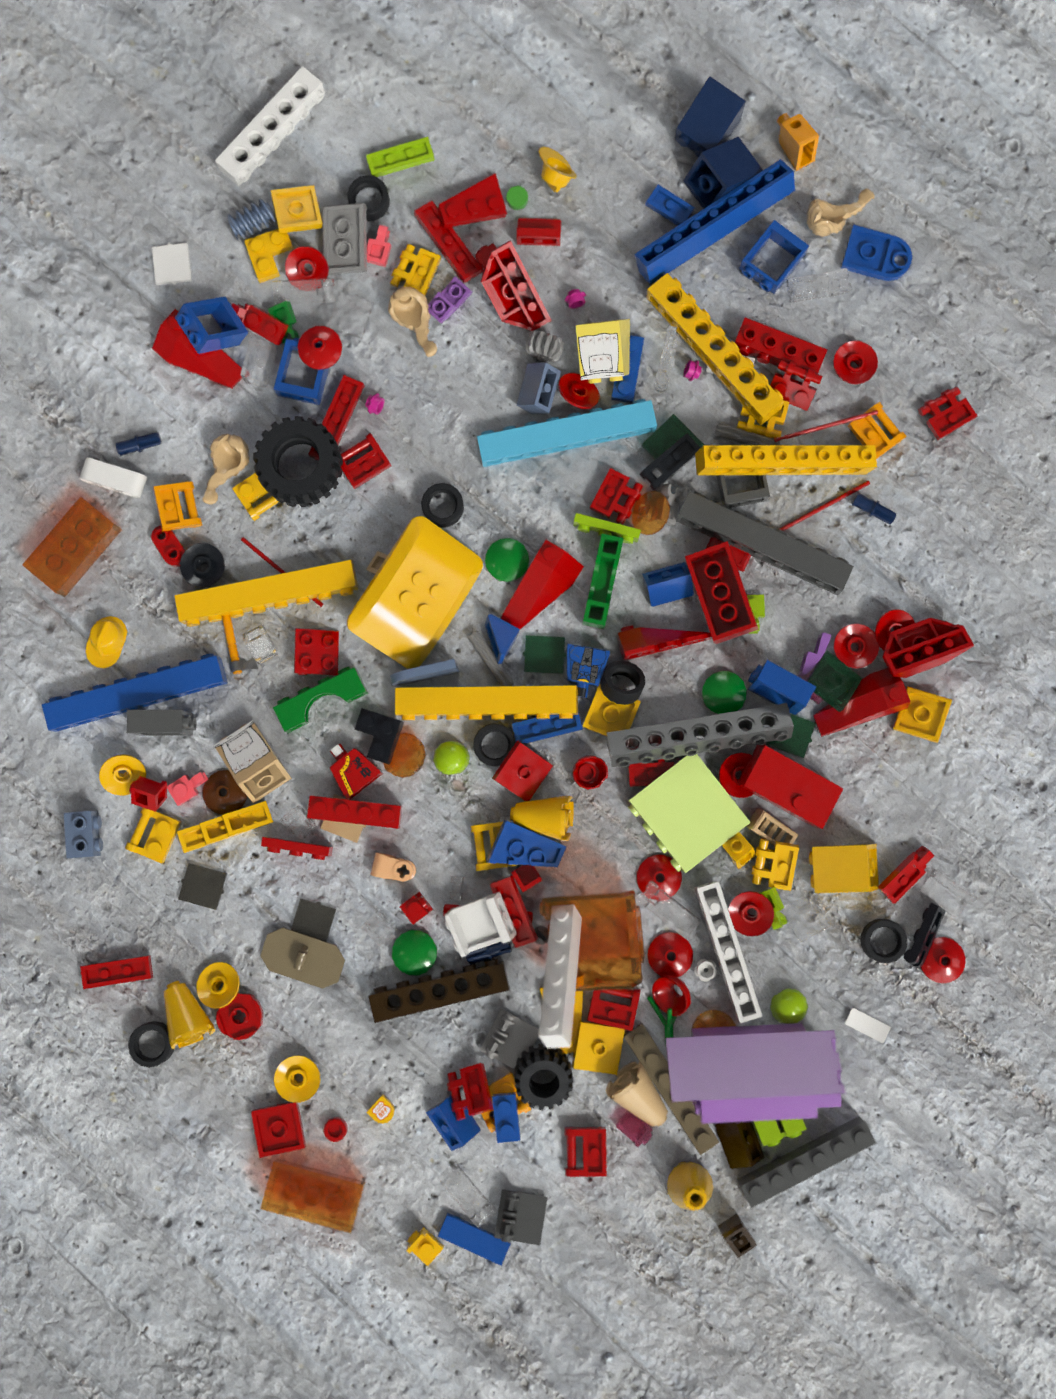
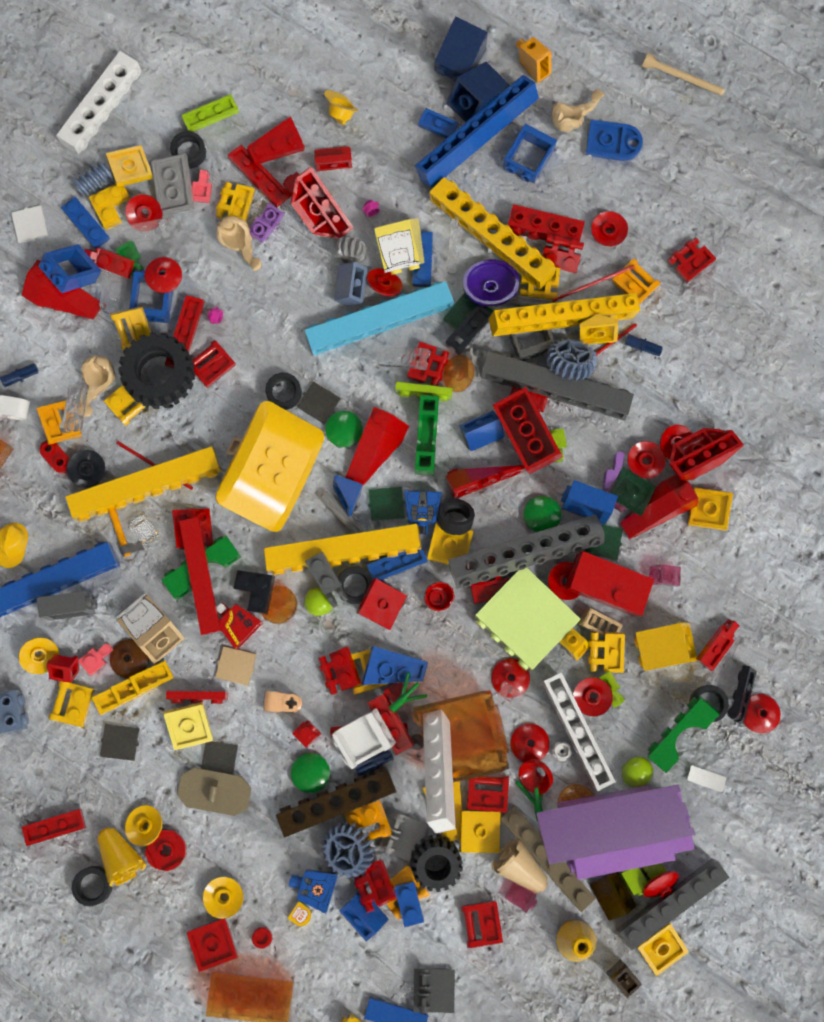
camera: 15 degrees left, 5 degrees down
(197, 492) = (74, 407): none -> clear plate
(236, 271) = (85, 223): none -> blue plate
(281, 401) = (136, 323): none -> yellow plate
(282, 880) = (188, 726): none -> light yellow plate
(317, 710) = (200, 576): none -> red tile
(354, 812) = (243, 658): red arch -> none
(402, 1083) = (315, 888): none -> torso
(424, 672) = (287, 532): sand blue tile -> none
(447, 1061) = (337, 842): none -> sand blue gear
(462, 732) = (326, 577): none -> dark grey hinge
(469, 841) = (344, 669): none -> red plate
(472, 1012) = (369, 815): none -> light orange plate
(482, 524) = (318, 402): none -> clear smoke piece
(517, 198) = (311, 133): bright green tile -> none
(533, 884) = (404, 696): none -> green plant
(545, 816) = (406, 639): yellow cone -> none
(588, 485) = (403, 357): none -> clear plate
(692, 370) = (476, 253): dark pink plate -> none
(705, 400) = (494, 276): none -> dark purple dish
(786, 514) = (571, 359): none -> sand blue gear
(787, 1210) = (662, 949): none -> yellow slope
(796, 1139) = (661, 885): none -> red dish
(823, 484) = (598, 330): none -> yellow slope
(857, 784) = (665, 575): none -> clear pink bracket
(870, 953) = (698, 714): none -> green arch
(937, 163) = (650, 62): none -> tan piece

